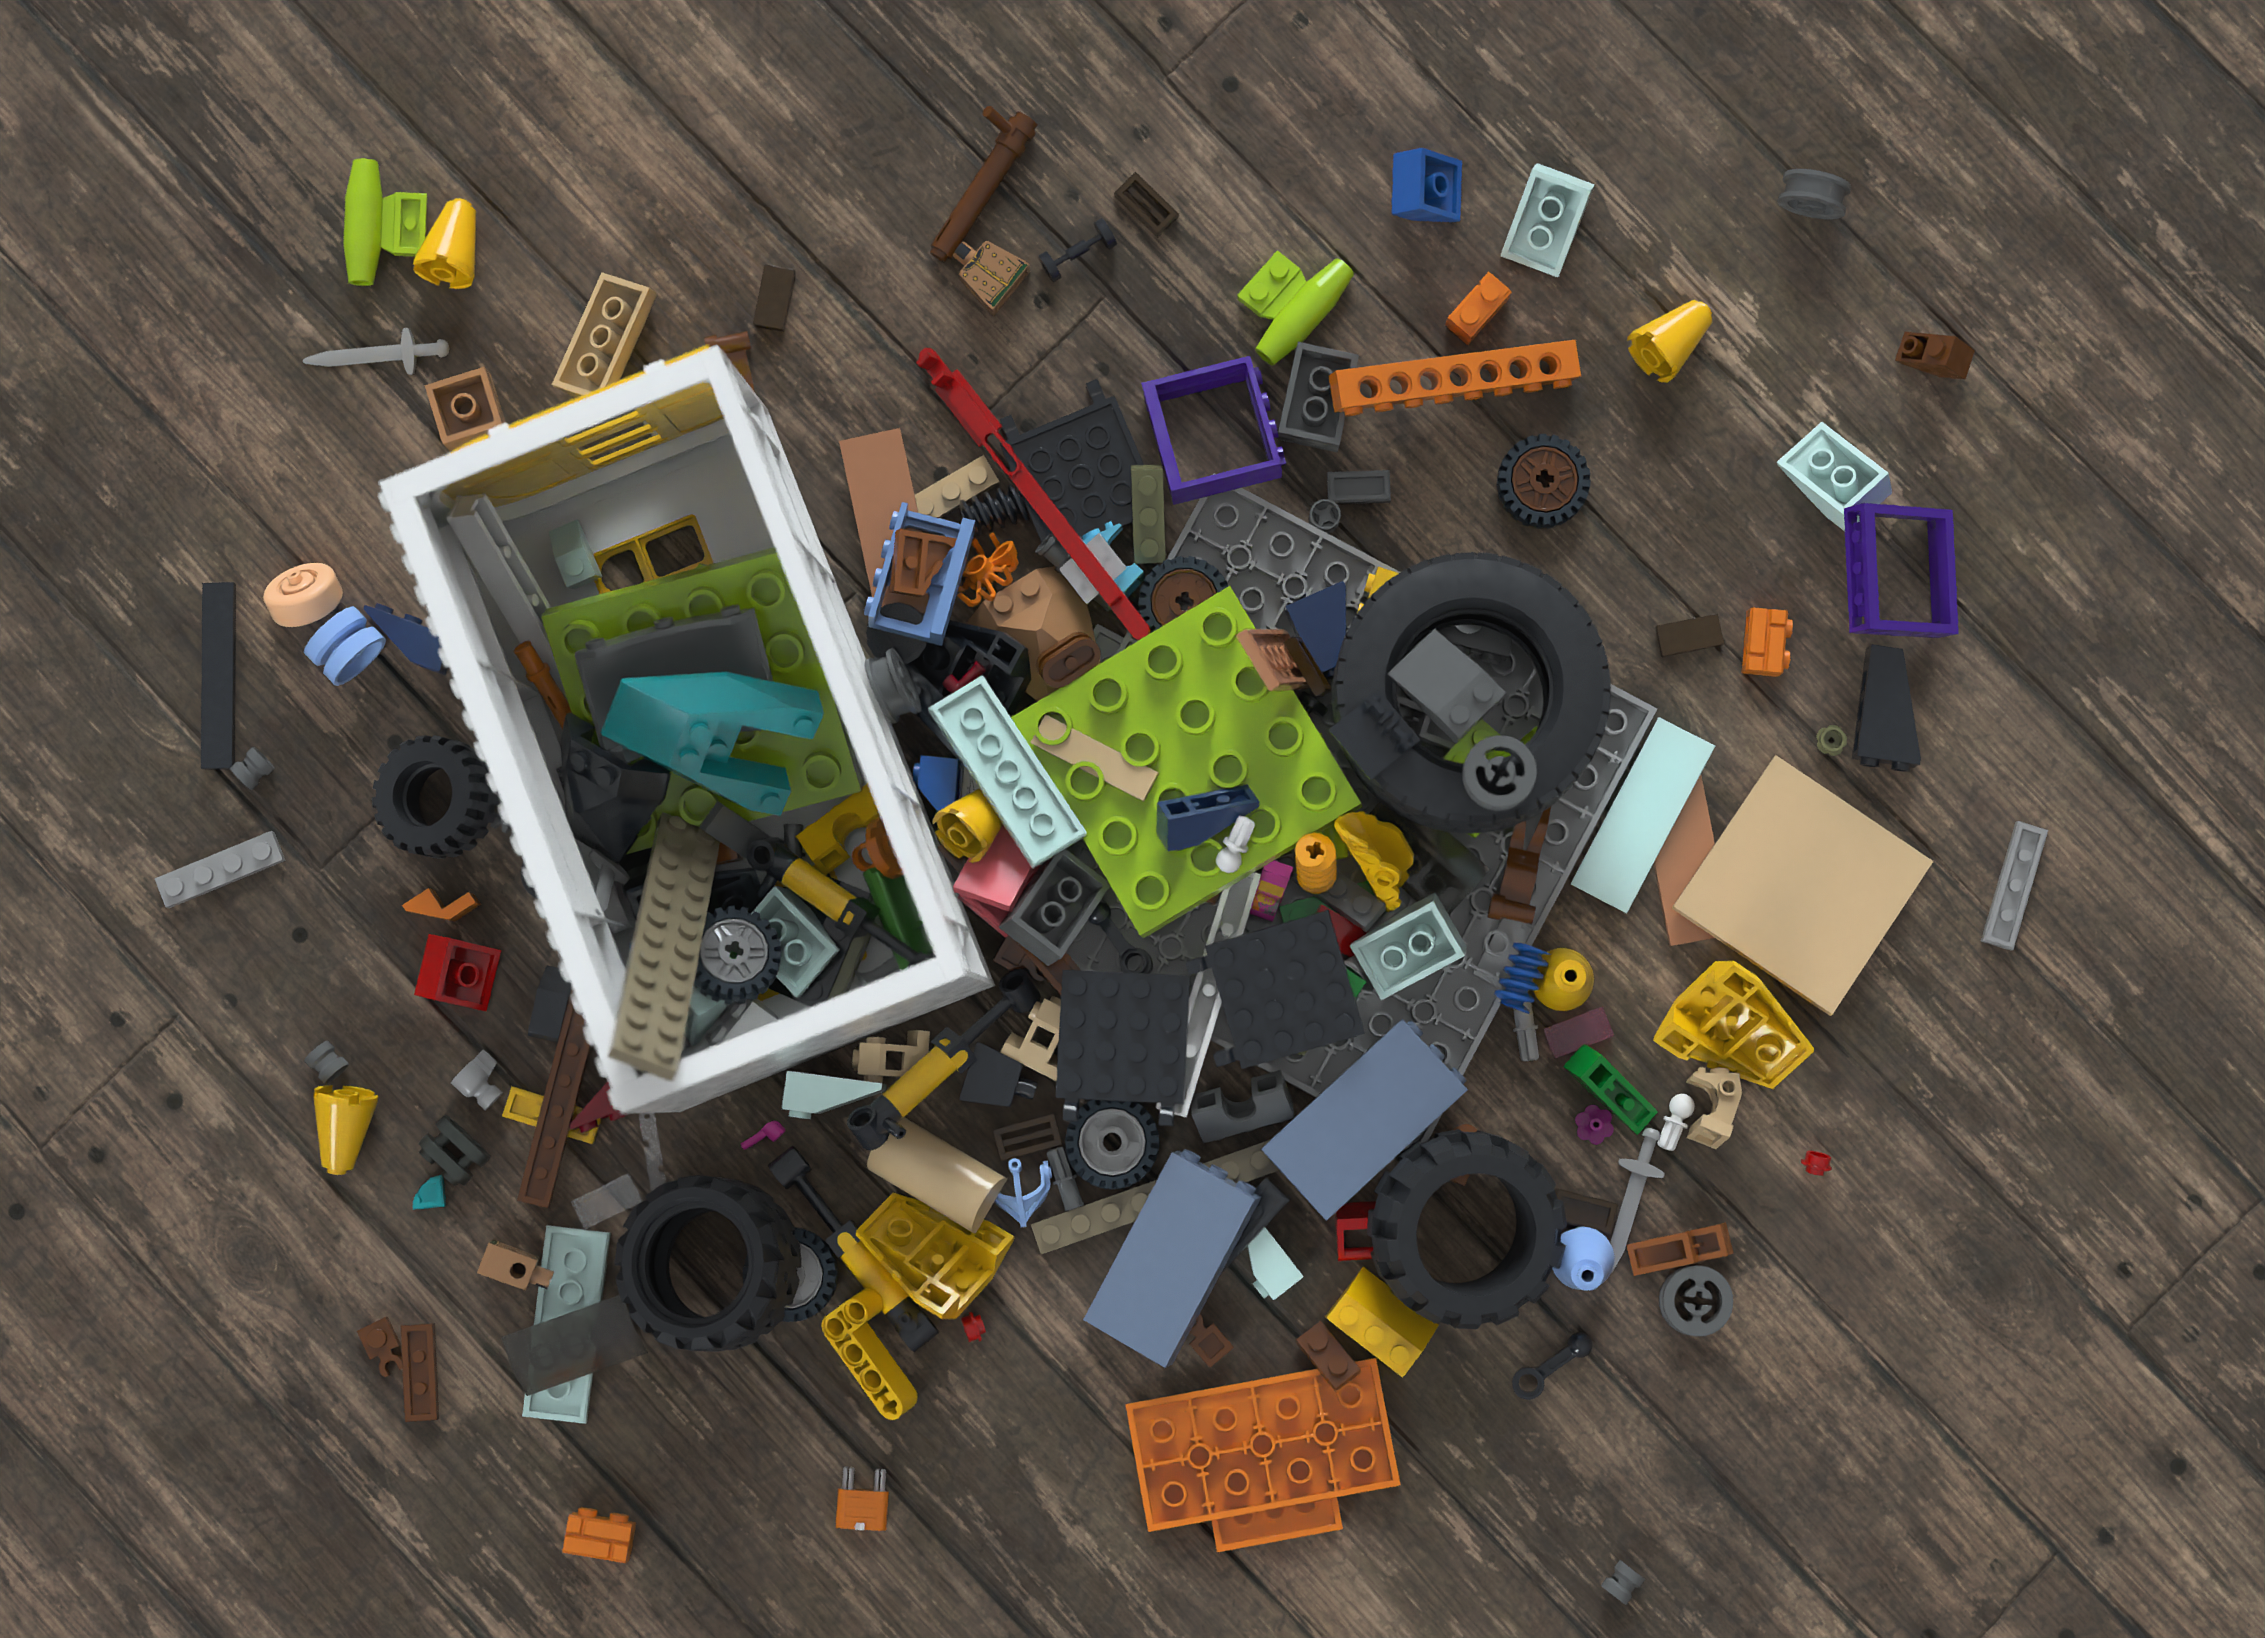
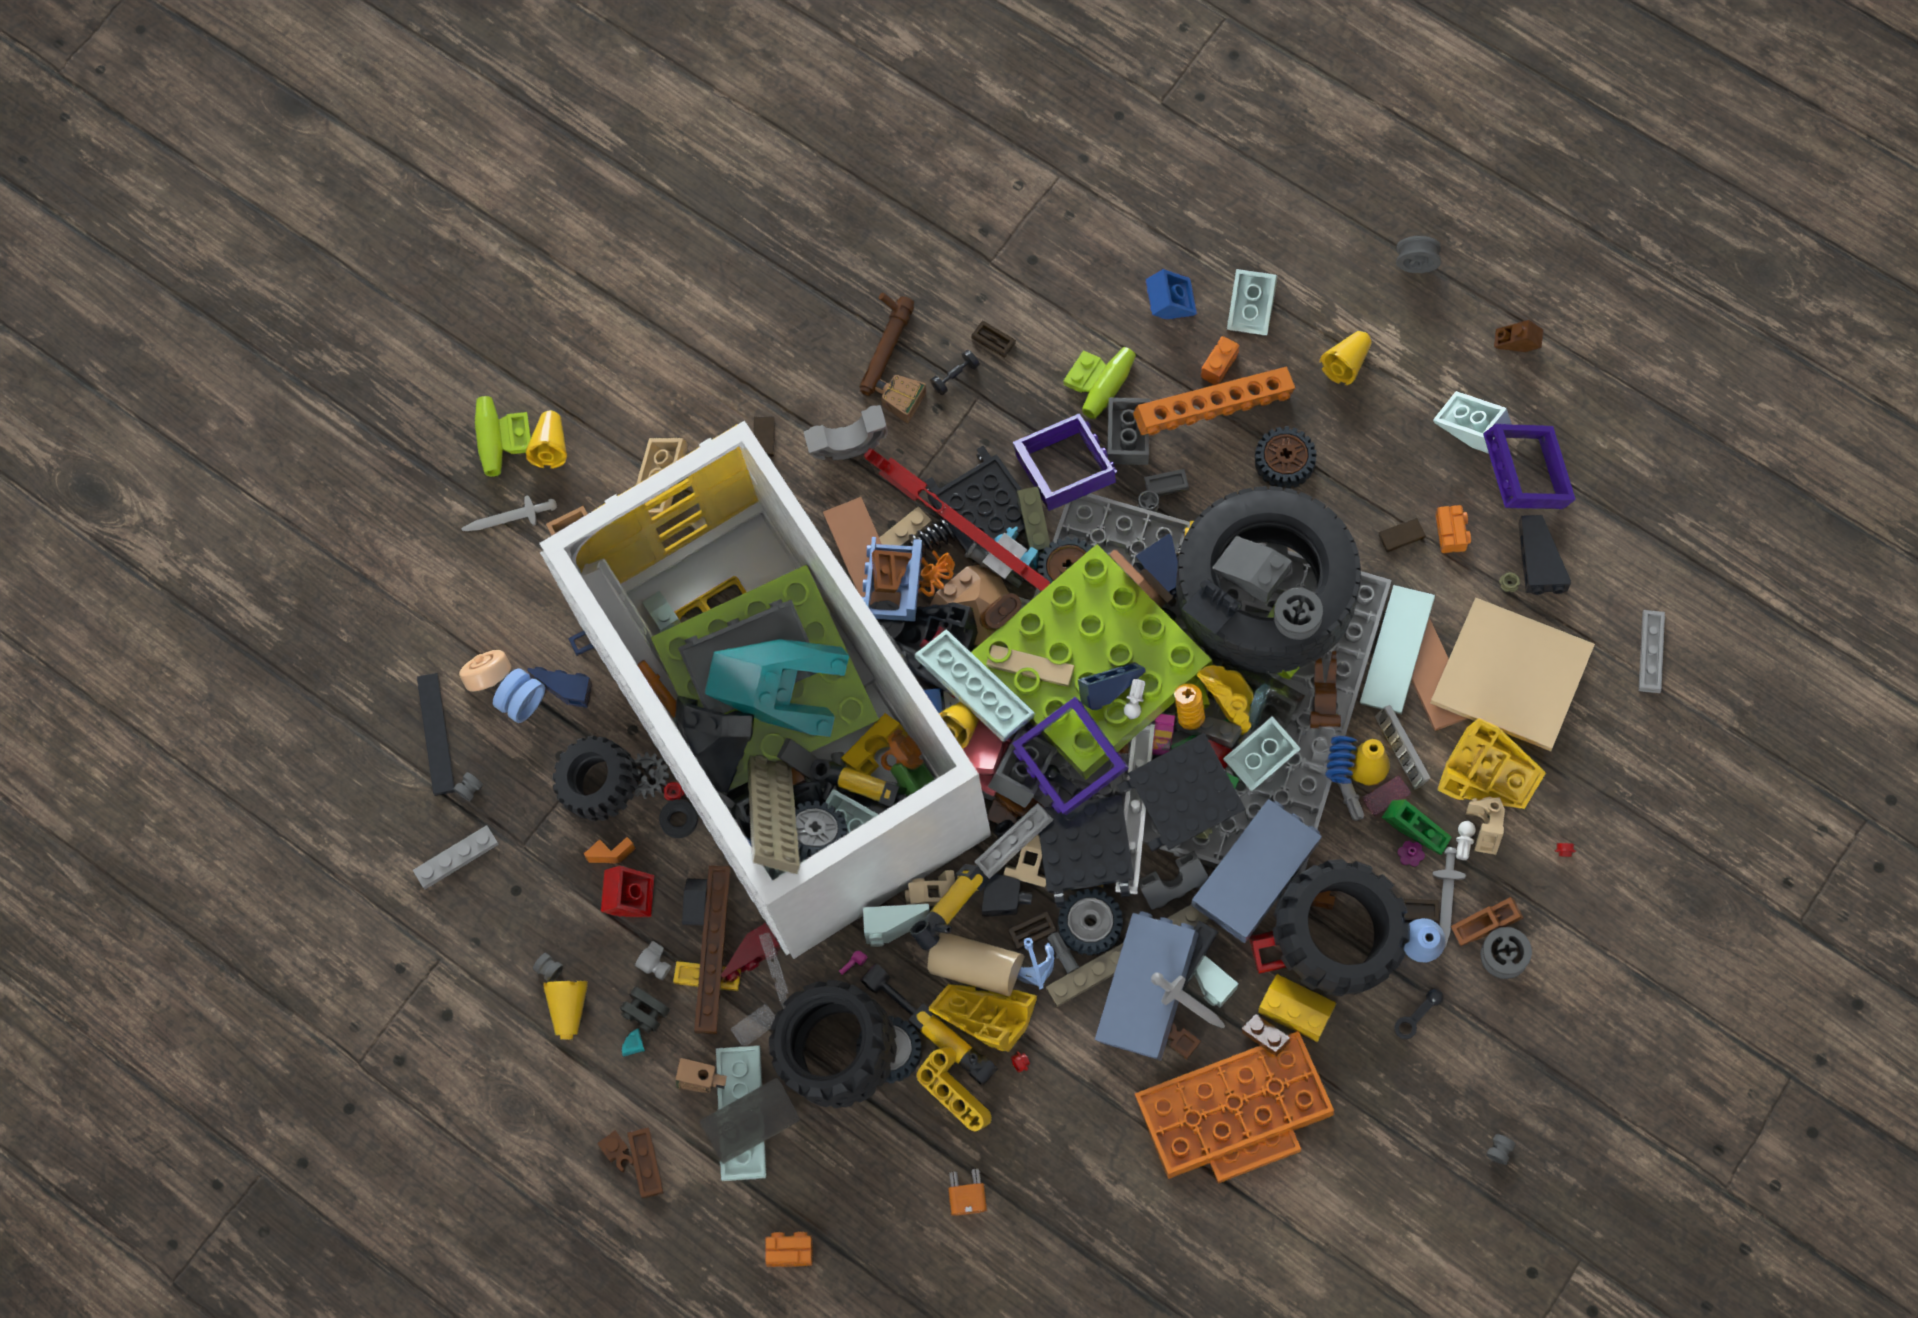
camera: 10 degrees left, 15 degrees down
(895, 331) = (849, 440): none -> light grey brick
(1022, 1012) = (1013, 840): none -> light grey tile
(1169, 893) = (1045, 786): none -> dark purple window
(1210, 1281) = (1175, 991): none -> light grey sword
(1417, 875) = (1258, 705): none -> clear light blue tile
(1616, 965) = (1402, 747): none -> light grey tile

